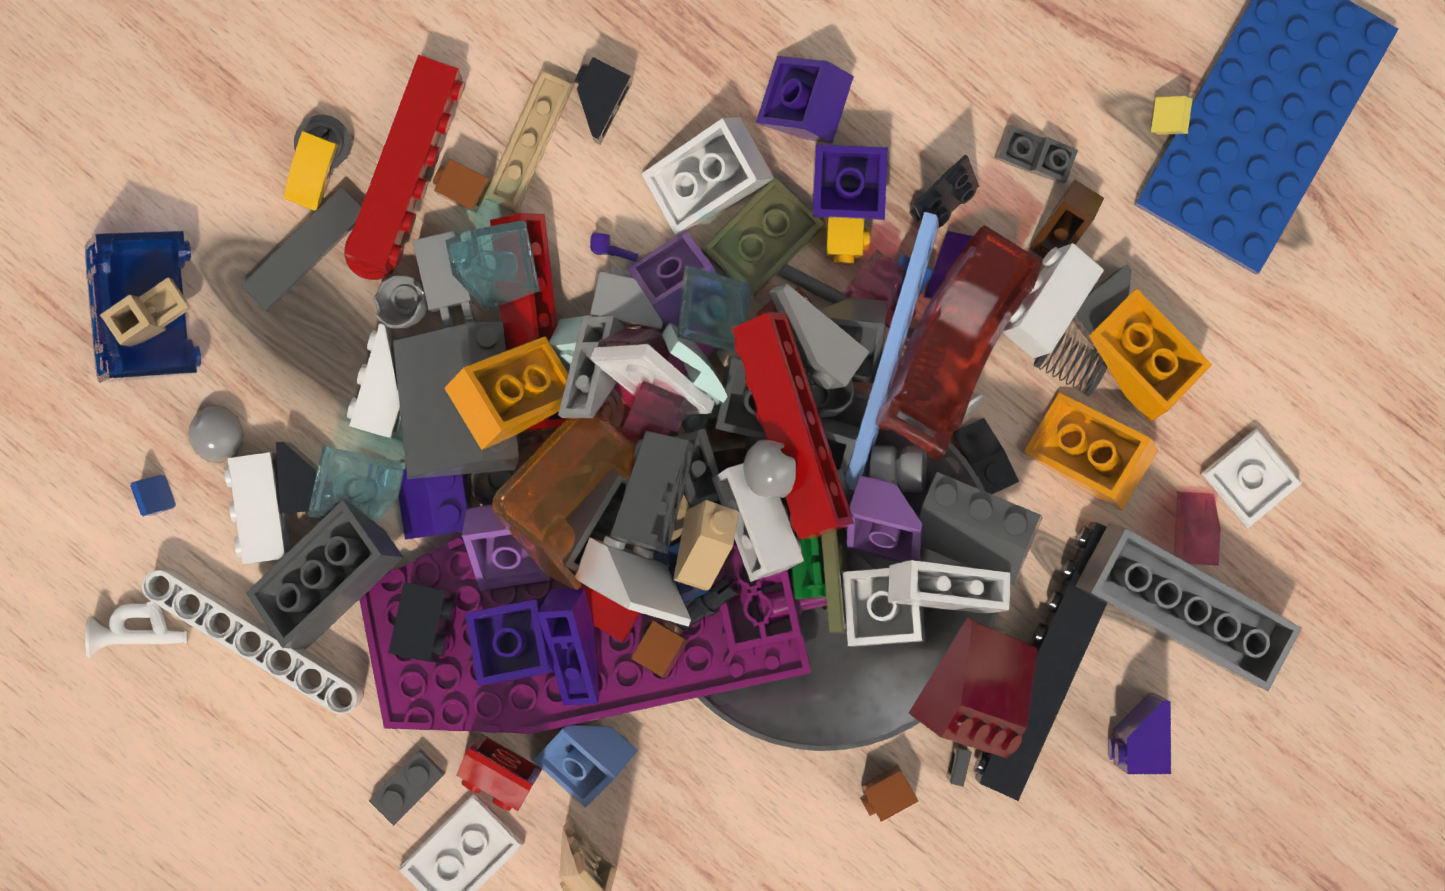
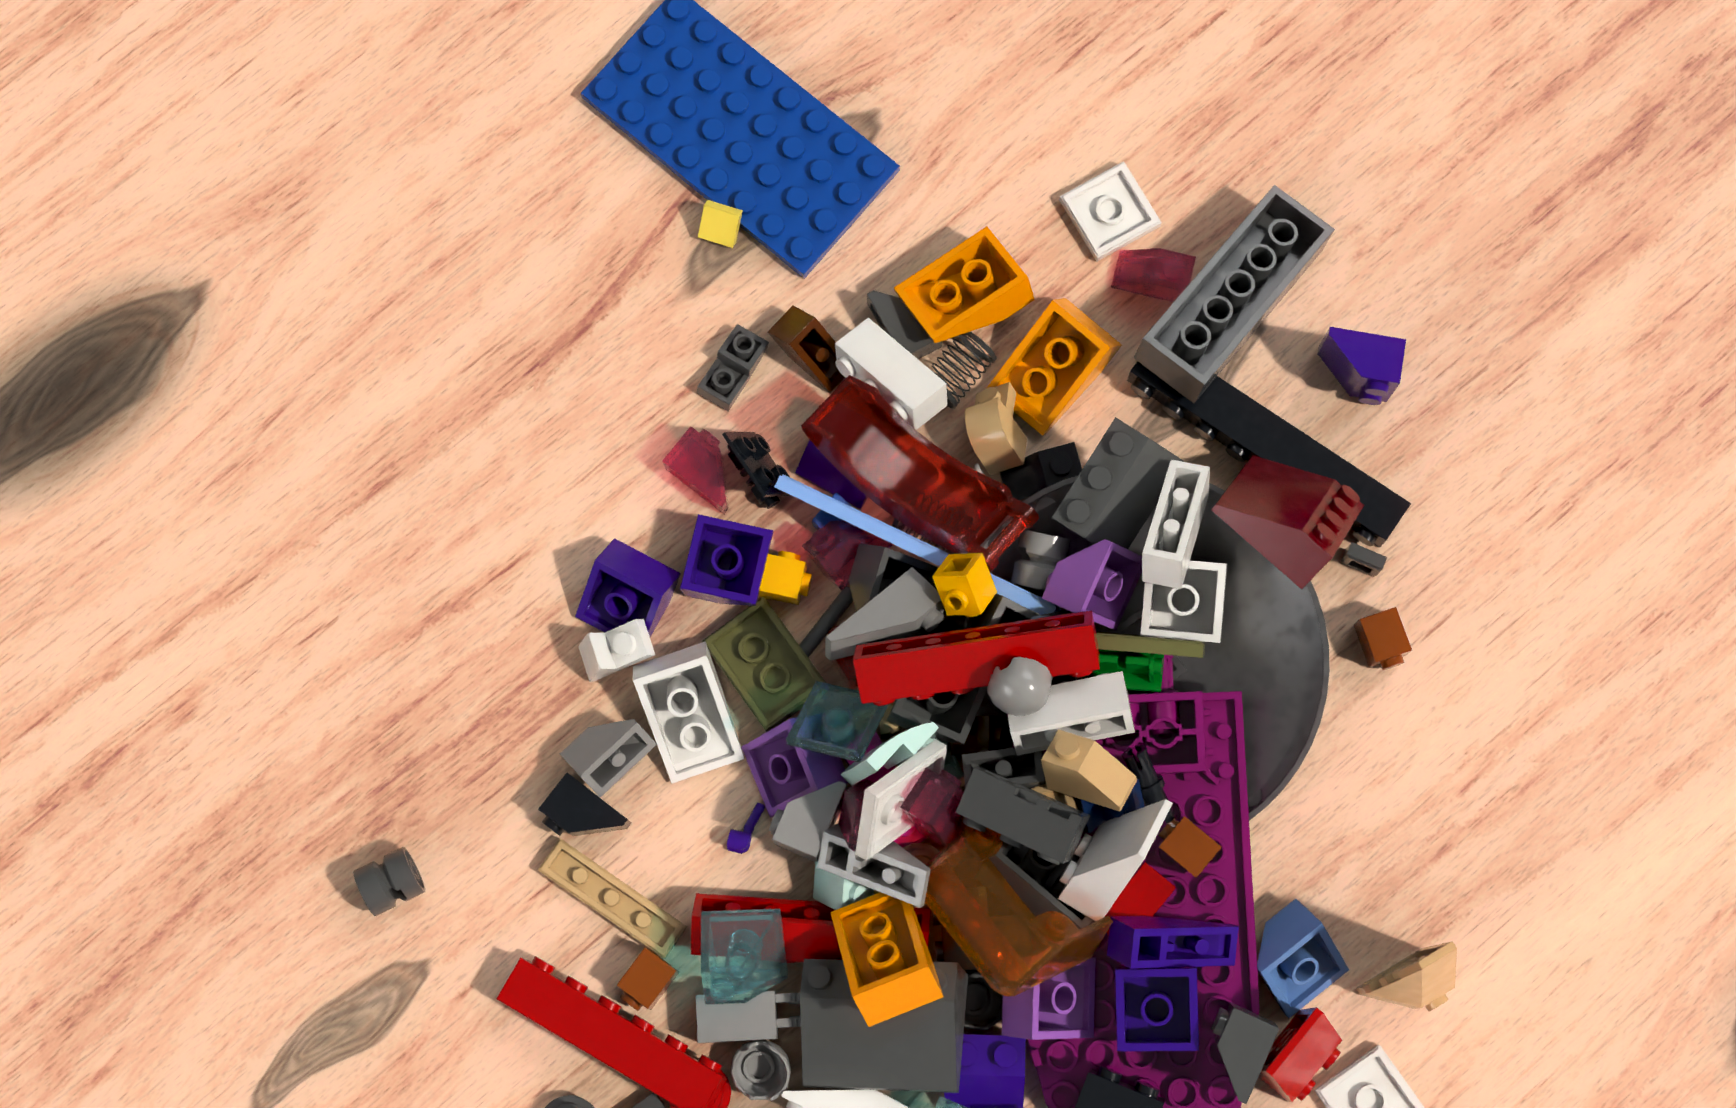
camera: 75 degrees left, 10 degrees down
(491, 724) = (1244, 1045): none -> dark grey slope
(654, 109) = (607, 753): none -> light grey slope
(752, 98) = (615, 649): none -> white slope
(860, 402) = (964, 584): none -> yellow brick
(936, 142) = (700, 466): none -> clear pink slope
(1017, 405) = (993, 430): none -> tan brick

